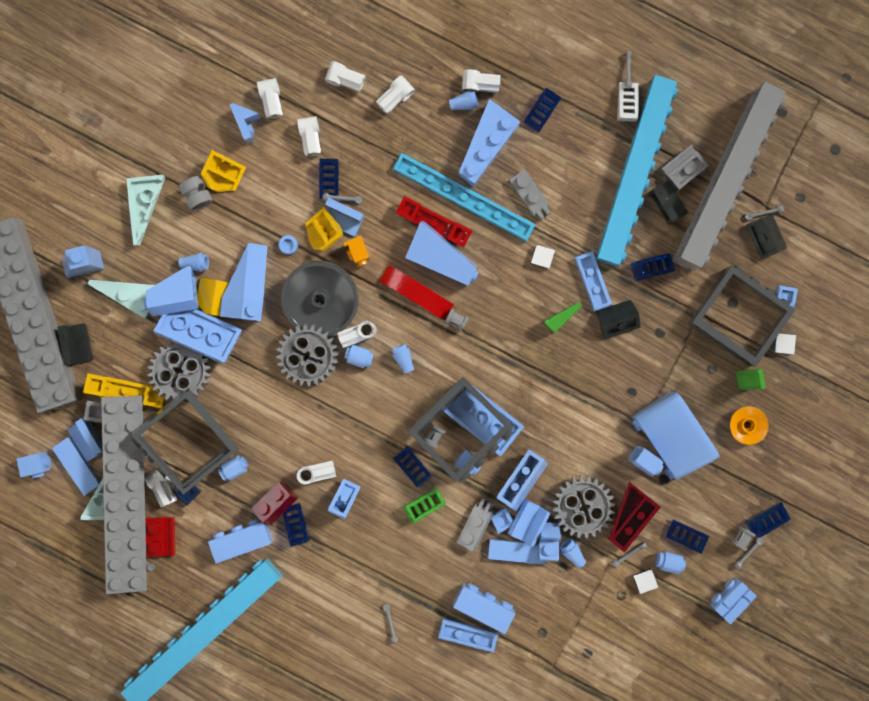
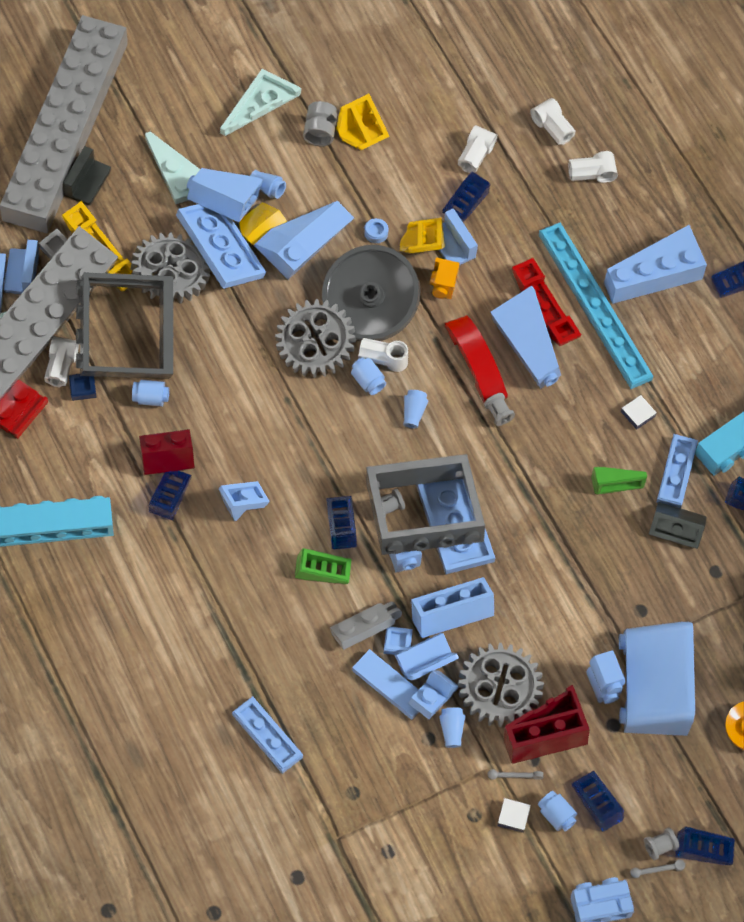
camera: 30 degrees right, 25 degrees down
(81, 261) = (158, 106): light blue slope -> none
(240, 540) = (99, 466): light blue brick -> none
(243, 117) = (423, 93): light blue slope -> none
(270, 93) = (464, 89): white piece -> none
(318, 472) = (235, 456): white piece -> none
(357, 199) = (481, 236): light grey hinge -> none
(394, 639) = (199, 645): light grey hinge -> none
(465, 101) = (661, 218): light blue cone -> none
(477, 81) = (686, 207): white piece -> none
(484, 607) = (309, 713): light blue brick -> none
(530, 194) = (668, 345): light grey hinge -> none

